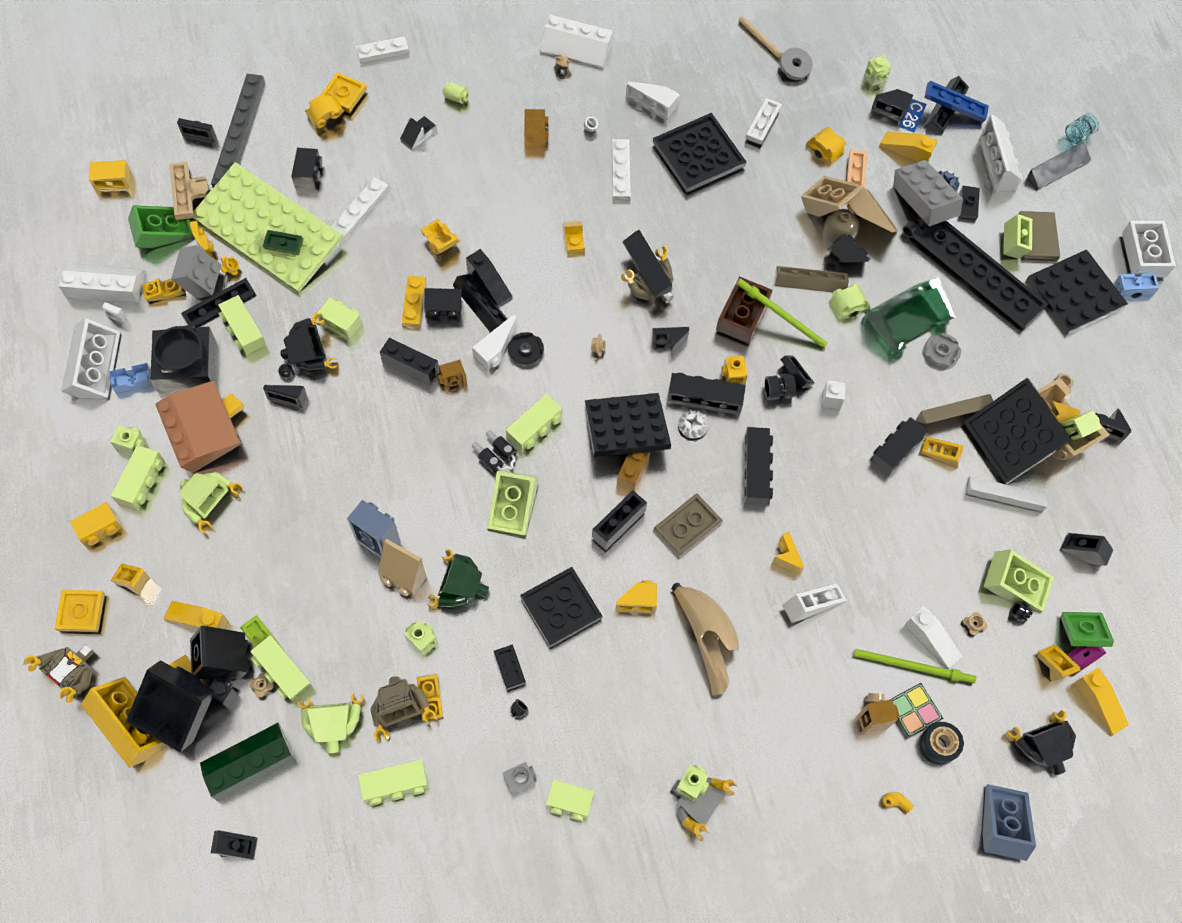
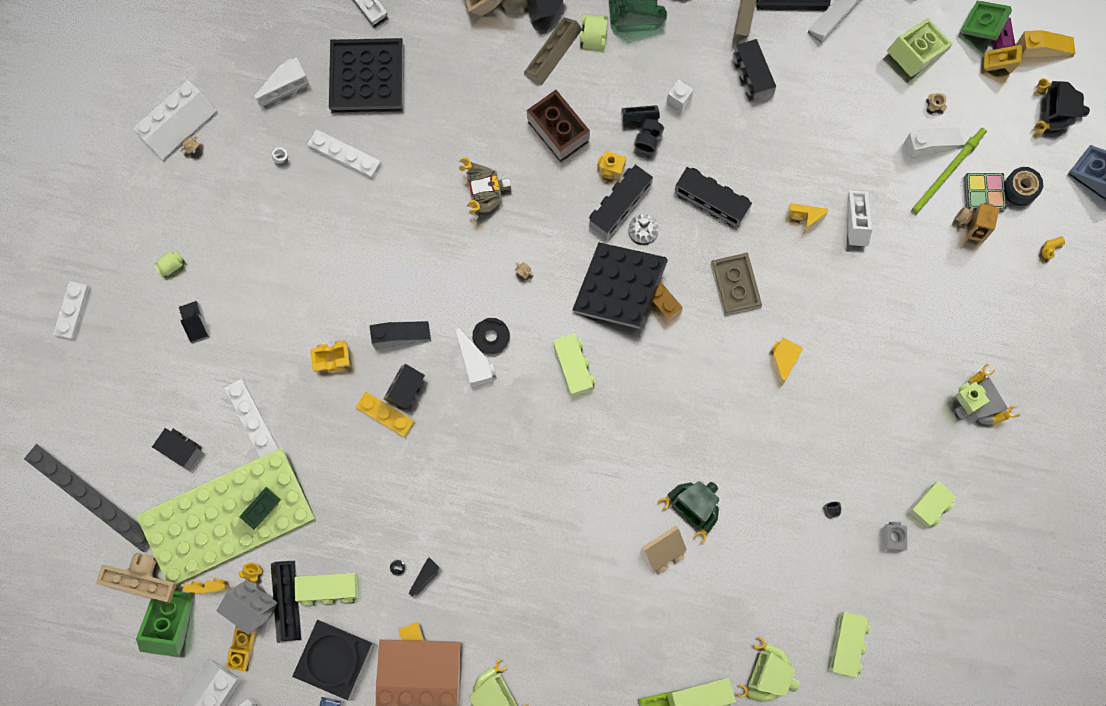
camera: 55 degrees left, 10 degrees up
(109, 175) = (73, 649): yellow brick -> none
(196, 129) = (66, 538): black plate -> none
(305, 346) = (386, 537): black torso -> none
(322, 109) = (118, 401): yellow cylinder -> none
(340, 318) = (368, 491): yellowish green brick -> none
(346, 90) = (104, 372): yellow plate -> none
(372, 527) = (615, 555): sand blue brick -> none
(397, 703) = (783, 609): dark tan torso -> none
(409, 361) = (451, 447): black brick -> none
(420, 636) = (729, 562): yellowish green brick -> none
(430, 687) = (786, 580): yellow slope -> none
(452, 373) = (484, 414): pearl gold brick -> none
(479, 301) = (421, 353): black slope -> none
(502, 446) = (586, 422): black piece -> none
(509, 667) = (793, 499): black plate -> none
(512, 502) = (640, 421): yellowish green slope -> none
(534, 128) = (255, 209): pearl gold brick -> none
(561, 606) = (759, 428): black plate -> none
(574, 237) = (394, 234): yellow slope -> none
(619, 520) = (707, 338): black brick -> none
(647, 264) = (469, 183): black slope -> none
(674, 335) = (550, 199): black slope -> none
(709, 625) = (838, 311): tan piece -> none
(754, 292) = (555, 106): lime bar -> none
(951, 447) = (789, 34): yellow slope -> none
(1021, 611) = (945, 60): black plate -> none

